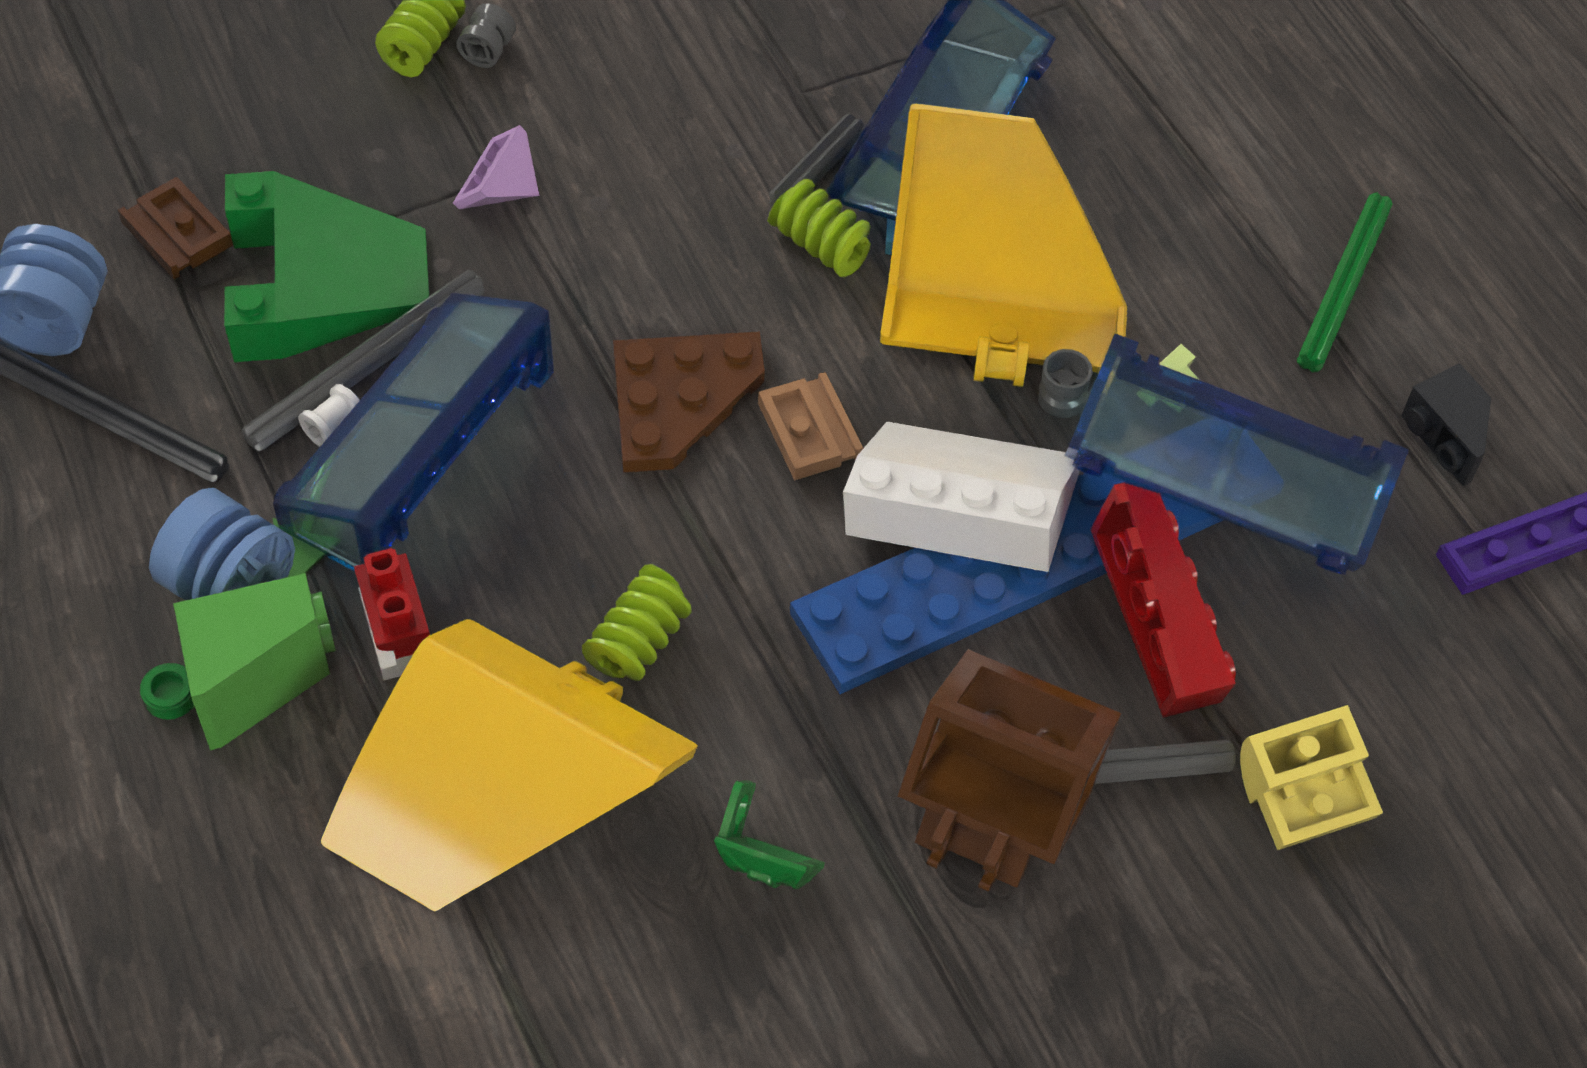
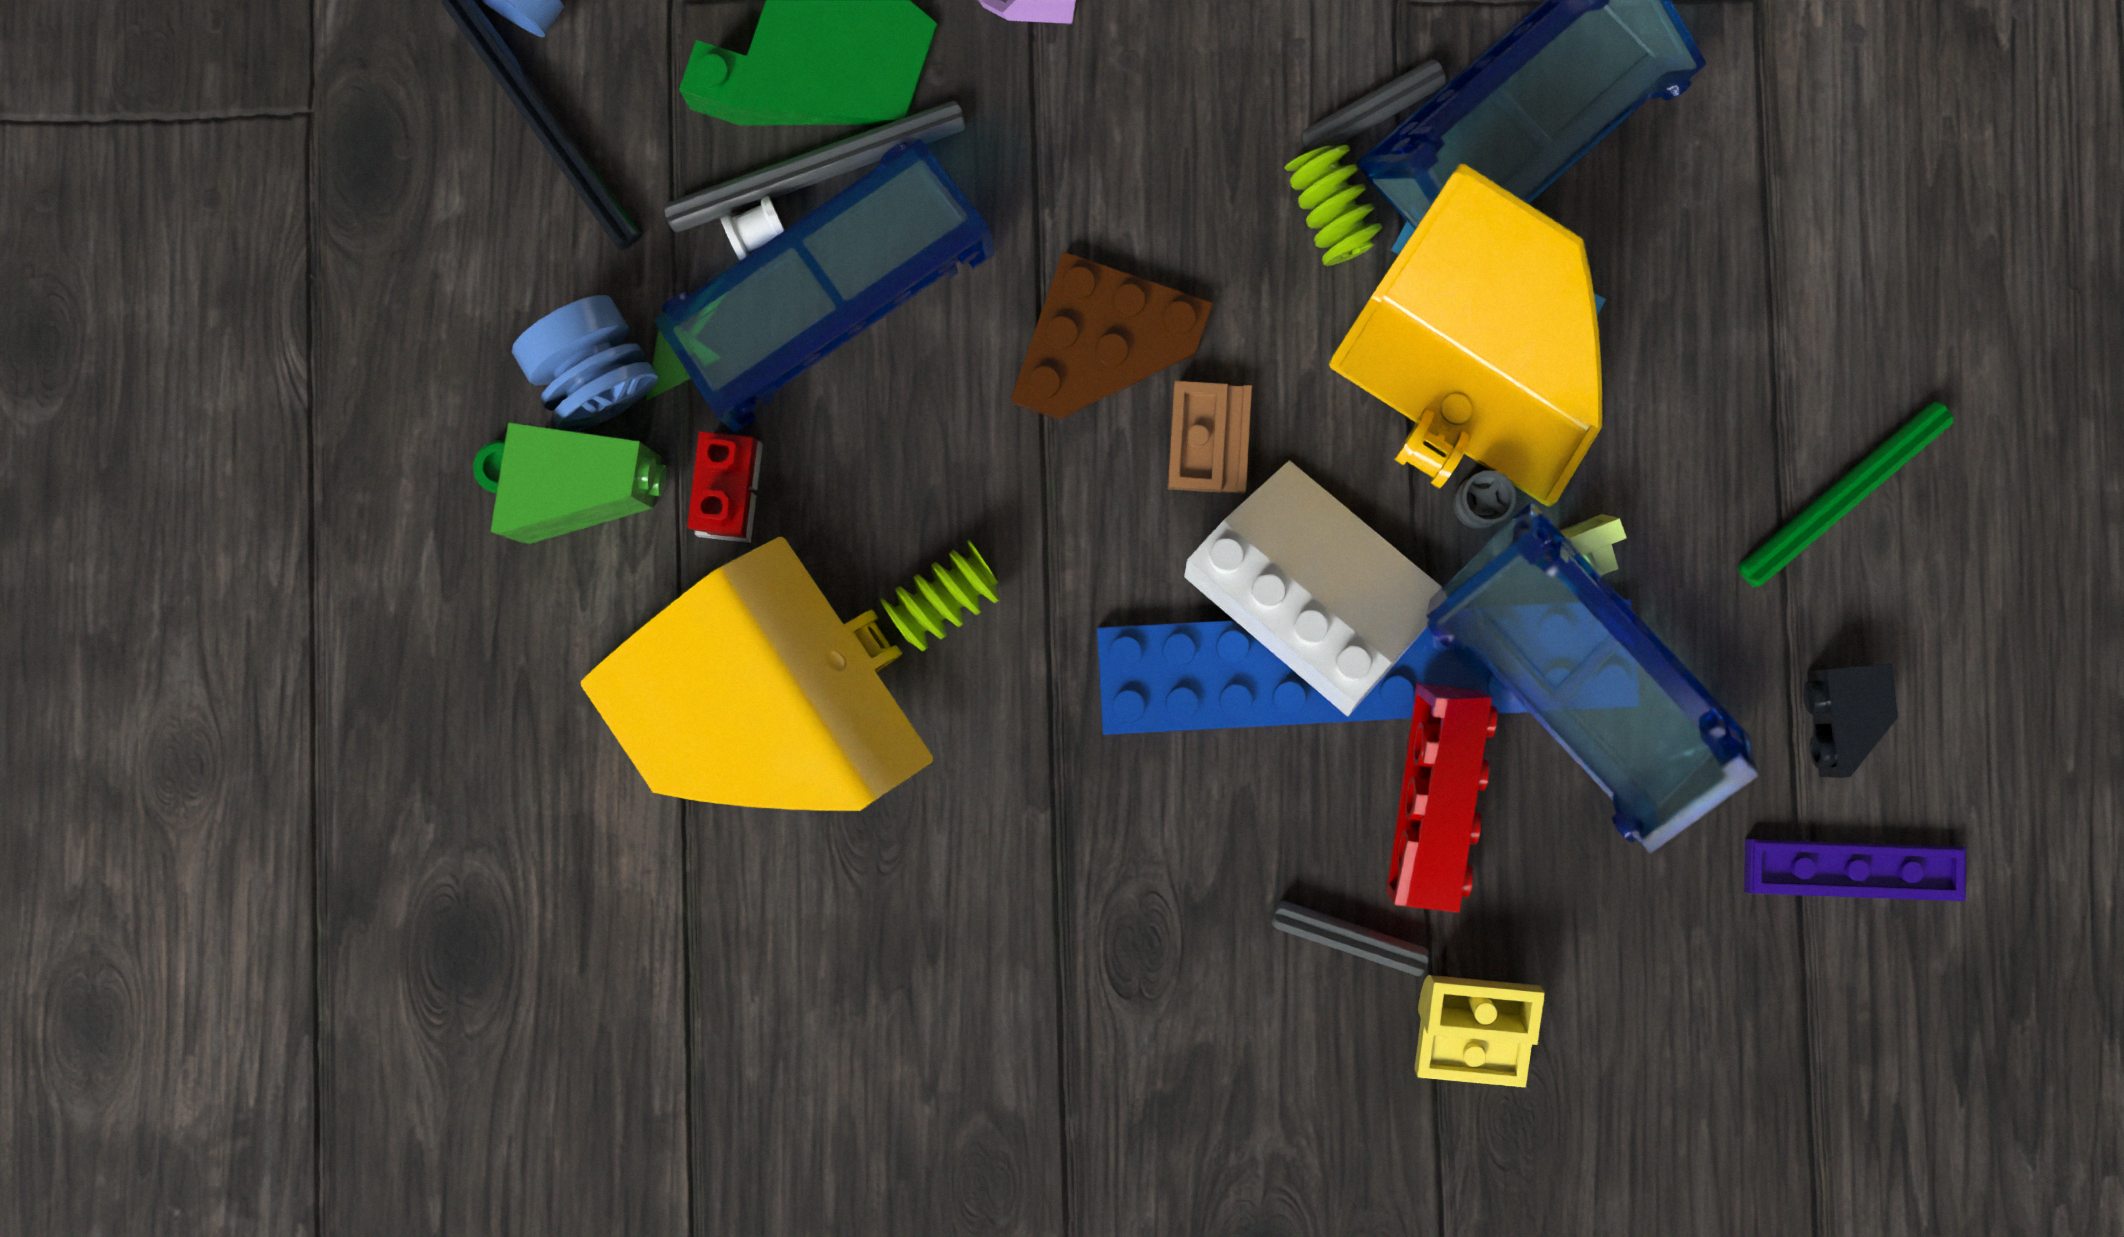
camera: 30 degrees right, 30 degrees up
(758, 858) = (952, 879): green piece -> none
(1004, 767) = (1202, 909): reddish brown piece -> none

